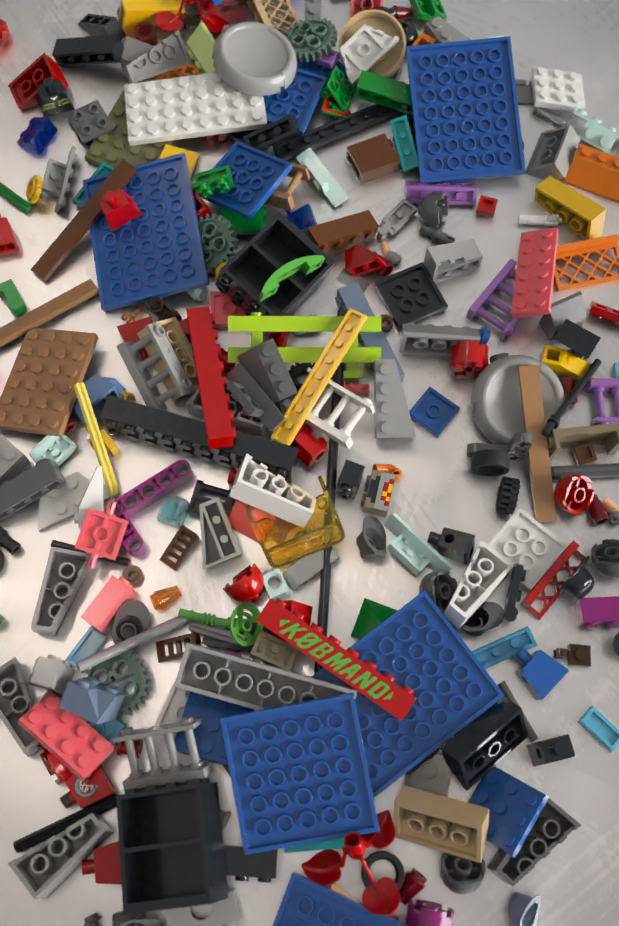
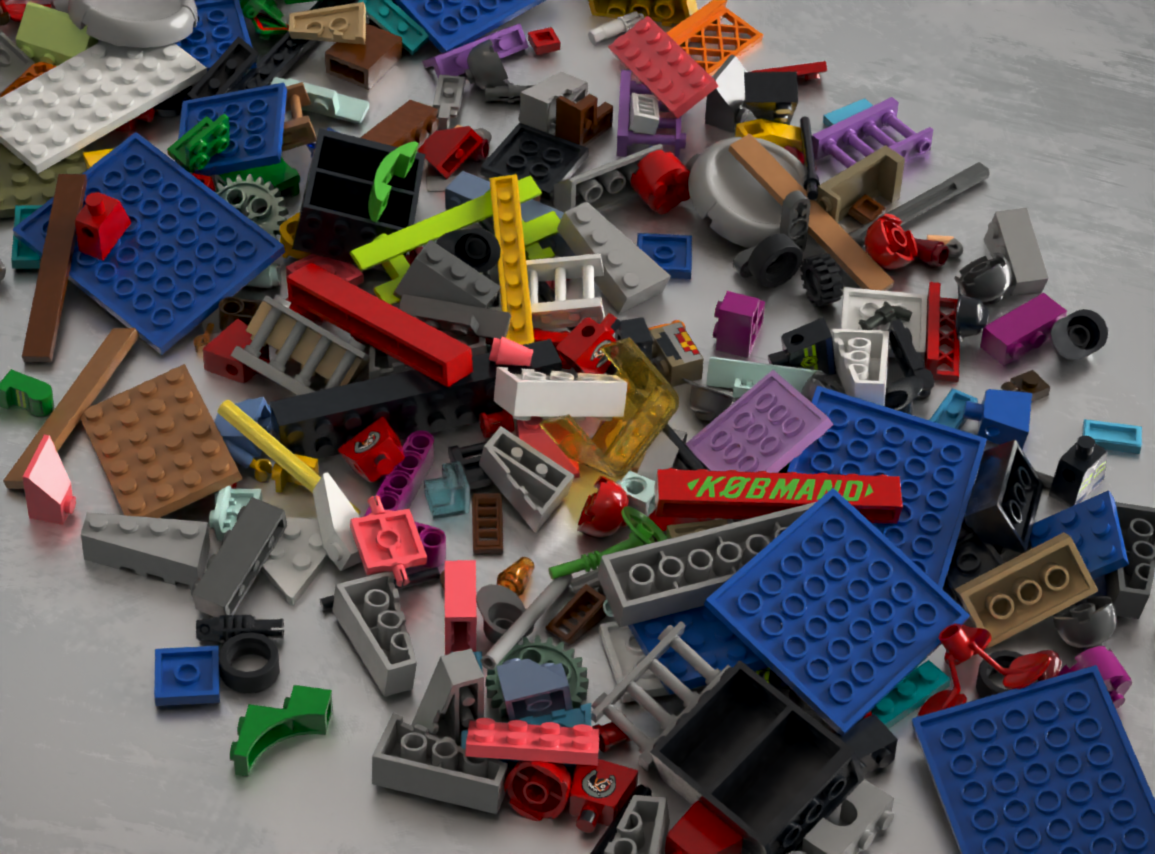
camera: 35 degrees left, 25 degrees down
(149, 461) = (373, 451): none -> red torso
(261, 448) = (510, 353): none -> coral cone
(298, 353) = (473, 246): none -> black piece
(319, 464) = (584, 342): none -> red torso
(364, 128) = (330, 24): none -> tan wing
(367, 598) = (760, 429): none -> lavender plate
(433, 494) = (738, 323): none -> magenta brick
(459, 285) = (582, 120): none -> reddish brown panel
(492, 310) = (644, 114): none -> white slope
(525, 548) = (885, 315): none -> pearl dark grey piece

